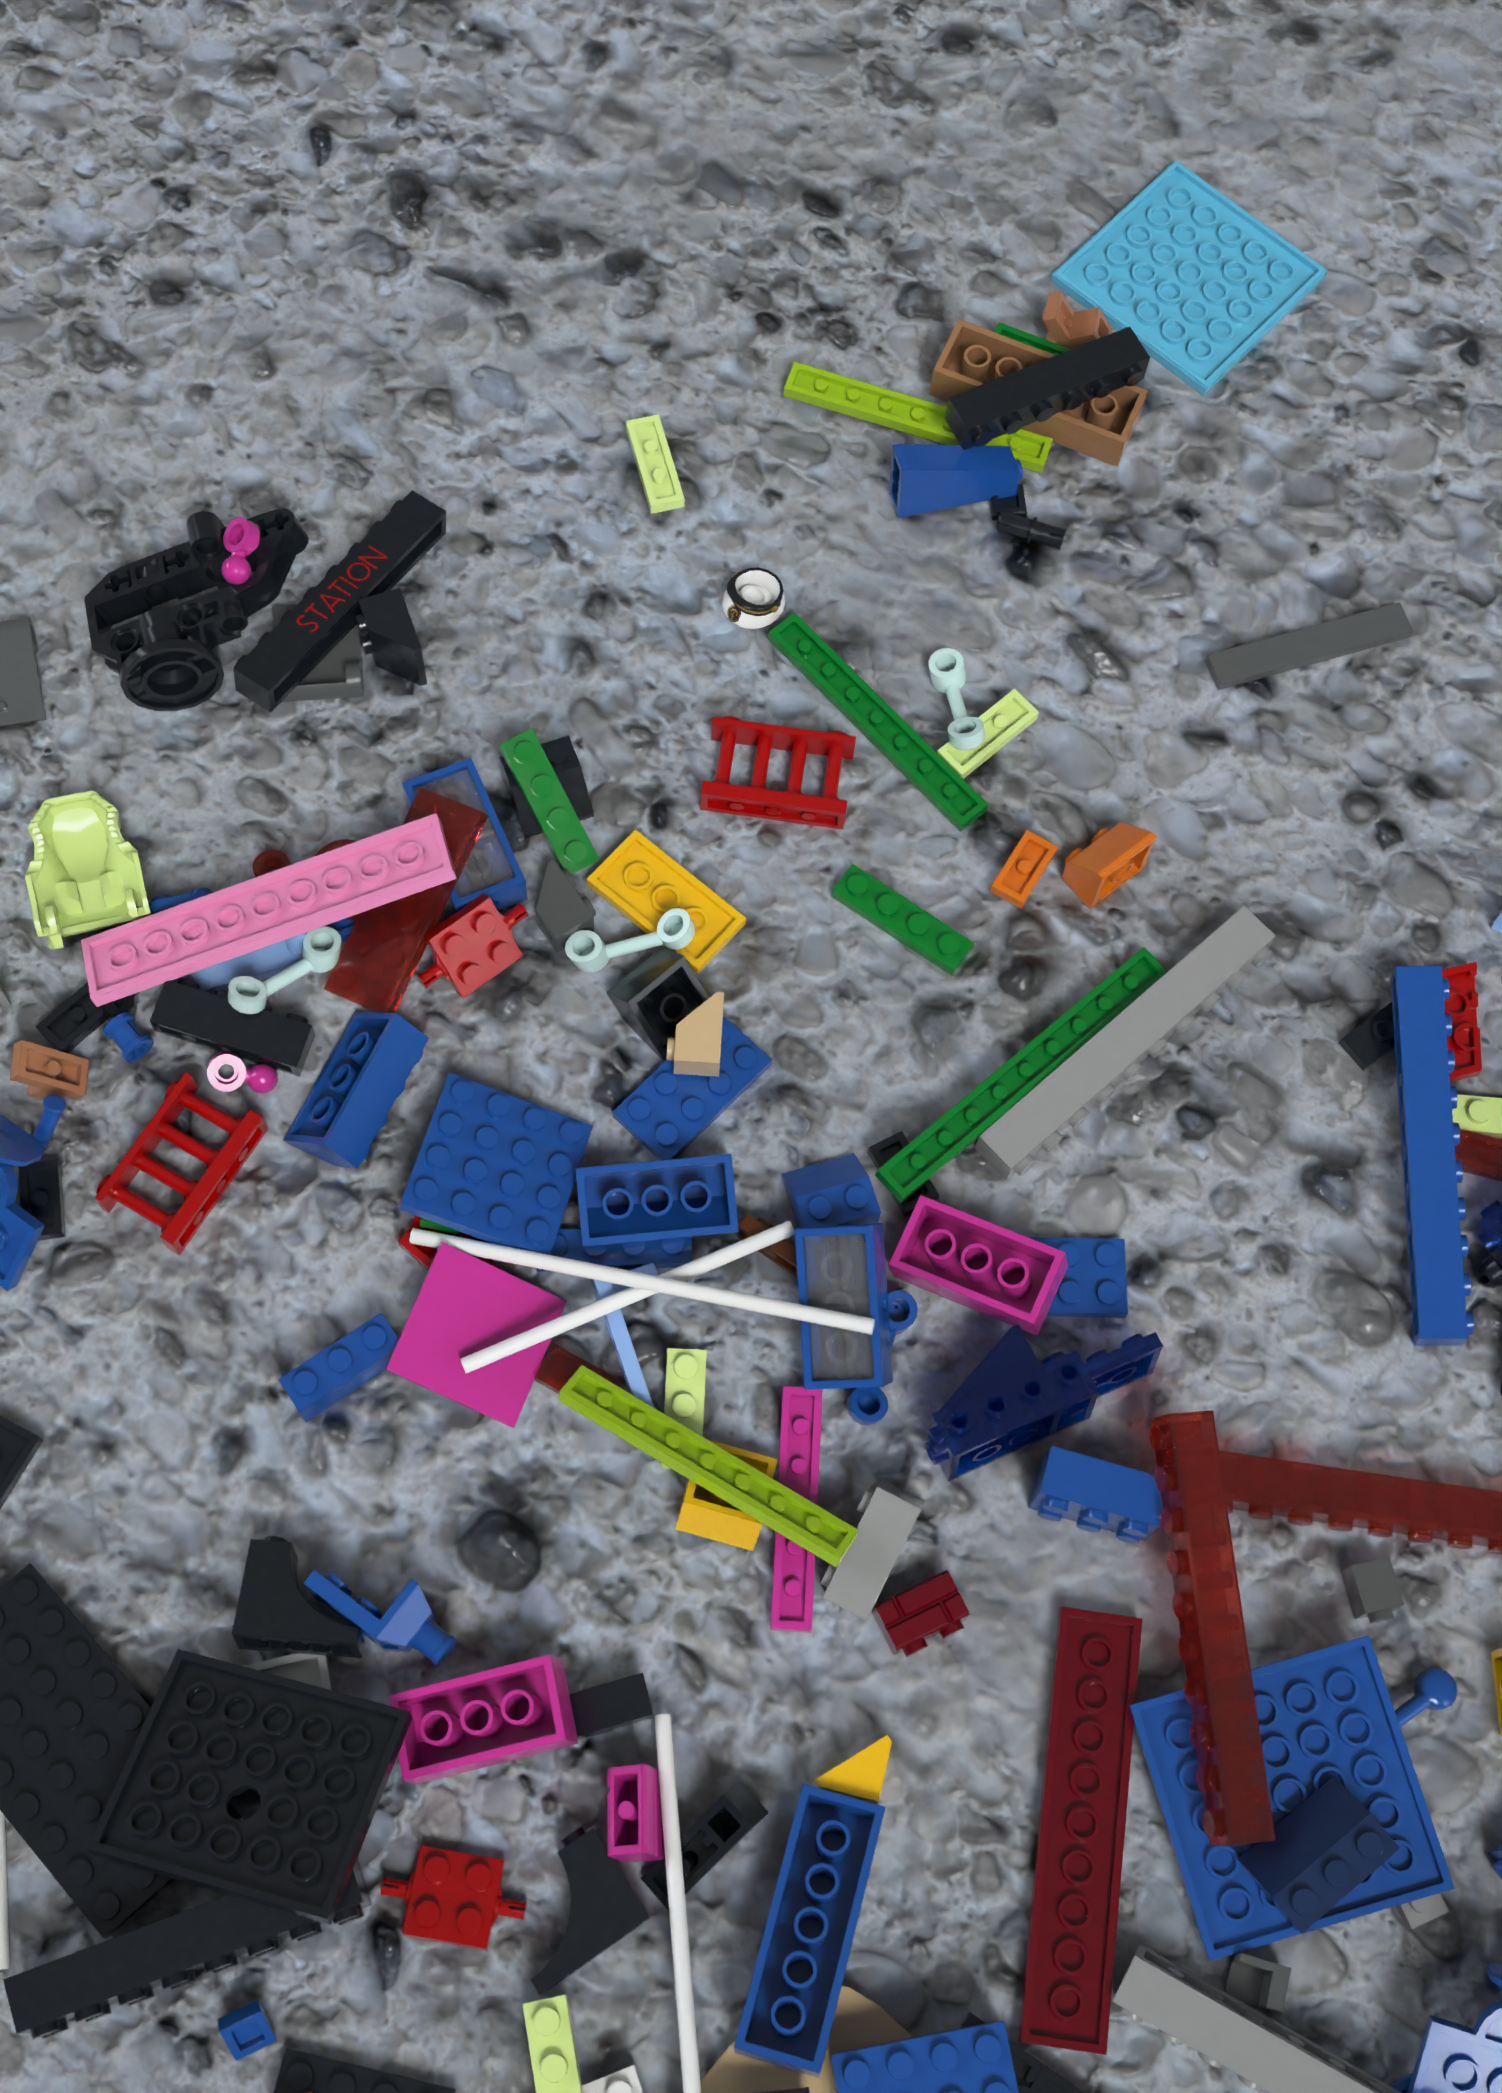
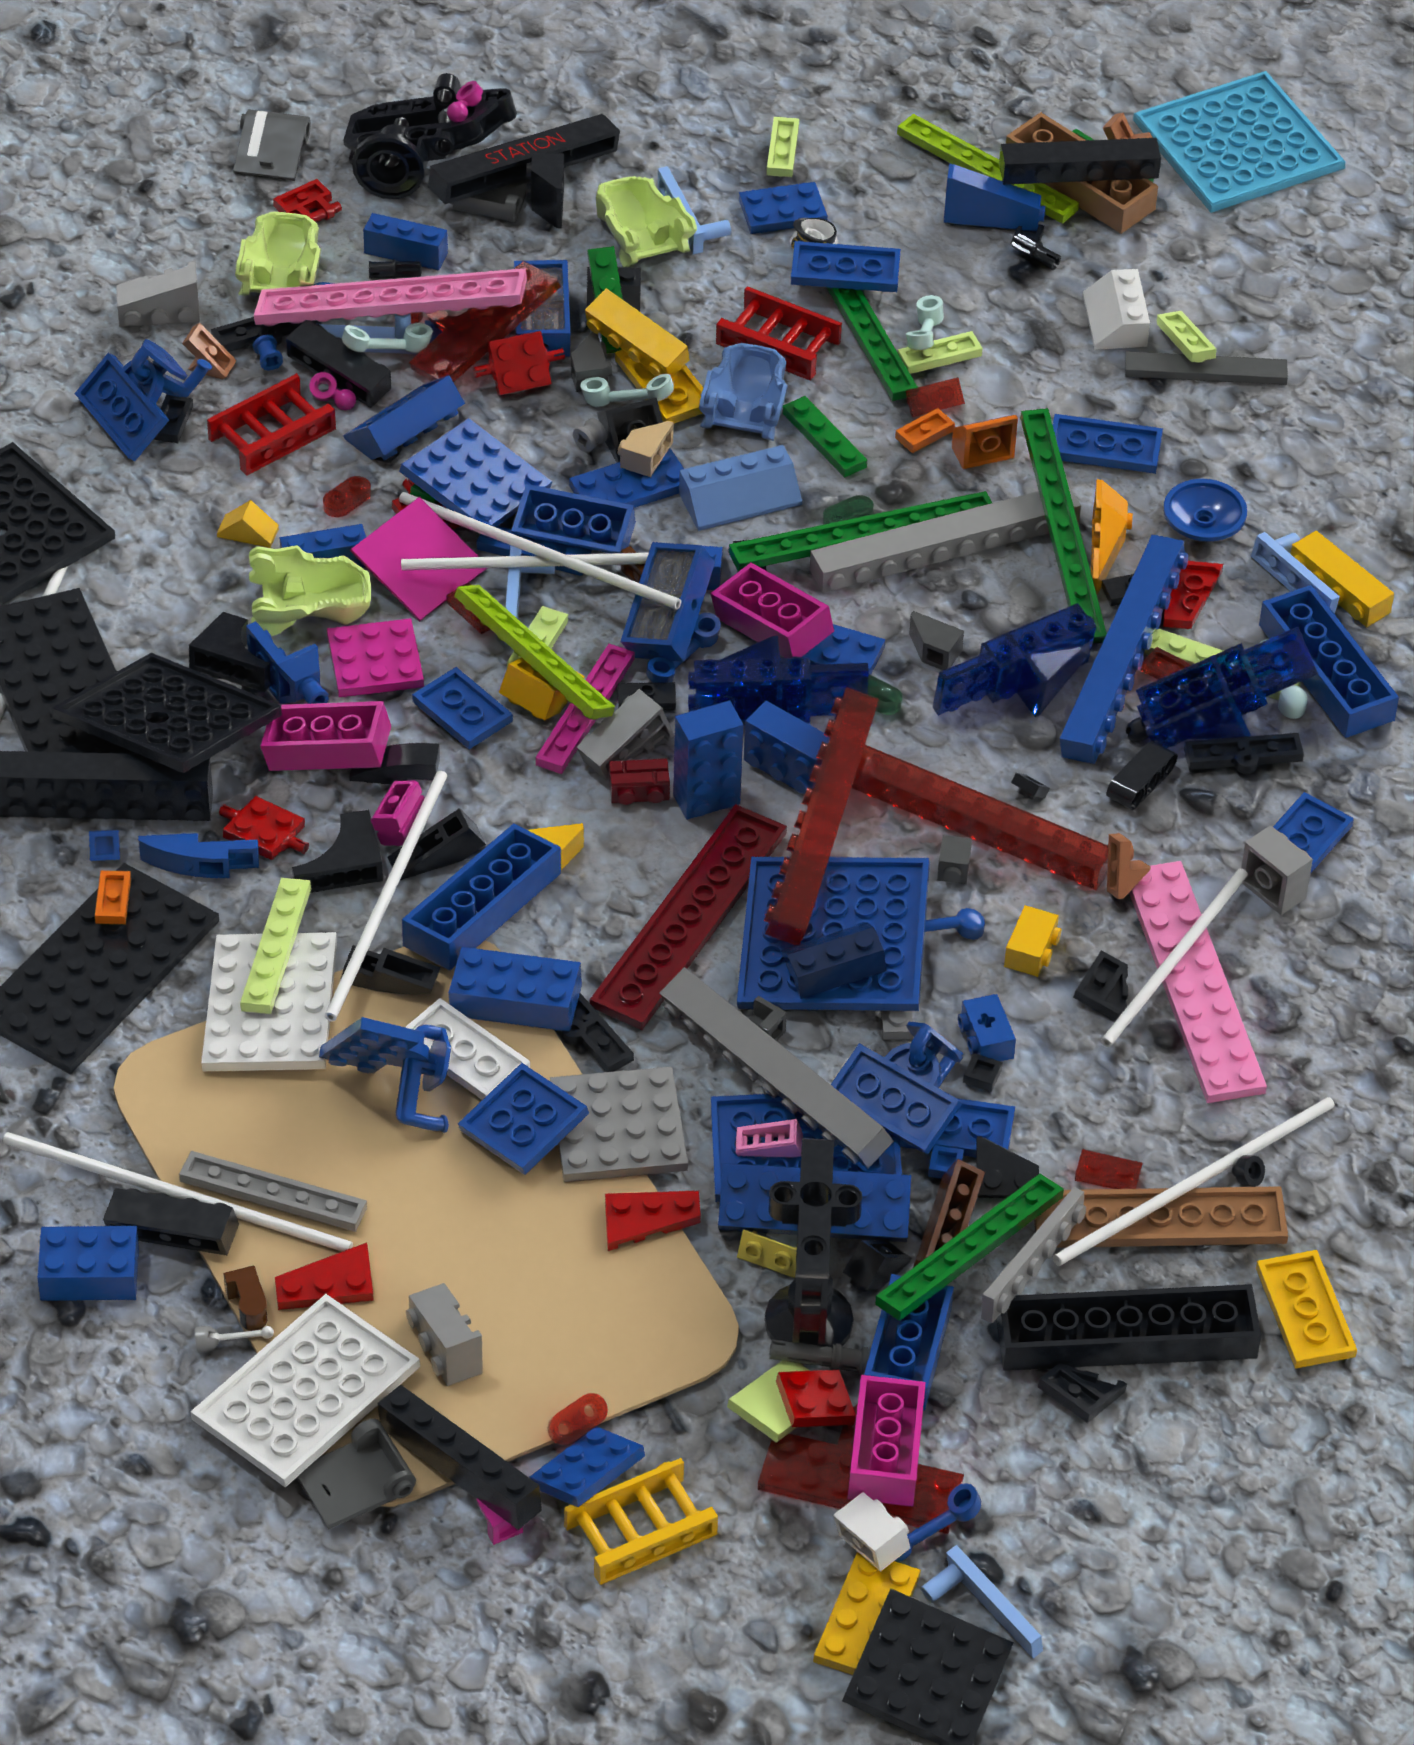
camera: 25 degrees right, 20 degrees down
(74, 753) = (307, 198): none -> red plate
(219, 1353) = (248, 525): none -> yellow slope
(238, 784) = (405, 241): none -> blue brick
(240, 832) = (394, 269): none -> black axle
(331, 1245) = (346, 496): none -> clear red plate
(351, 1453) = (306, 586): none -> yellowish green animal
(369, 2000) = (189, 857): none -> blue slope
(481, 1521) = (375, 657): none -> dark pink plate
(532, 647) = (643, 219): none -> yellowish green animal
(603, 643) = (668, 186): none -> light blue piece
(610, 1030) = (589, 435): none -> light grey wheel
(613, 856) = (636, 334): none -> yellow brick
(636, 1571) = (462, 708): none -> blue plate
(693, 560) = (780, 206): none -> blue plate
(786, 888) = (745, 390): none -> medium blue animal
(822, 642) = (845, 266): none -> blue plate
(838, 1052) = (739, 487): none -> medium blue slope
(864, 1451) = (661, 692): none -> black plate
(986, 1043) = (848, 509): none -> clear green plate
(1014, 811) = (934, 396): none -> clear red plate
(1025, 1584) = (708, 760): none -> blue brick
(1164, 1328) = (889, 697): none -> clear green plate
(1171, 594) = (1117, 311): none -> white slope
(1186, 1221) = (935, 641): none -> dark grey slope
(1248, 812) = (1107, 443): none -> blue plate
(1273, 609) = (1186, 336): none -> yellowish green plate
(1274, 983) = (1061, 515): none -> green plate
(1316, 957) = (1108, 530): none -> light orange wedge
(1335, 1230) = (1025, 661): none -> clear blue wedge
(1408, 1422) = (1029, 786): none -> black plate
(1432, 872) = (1205, 510): none -> blue dish

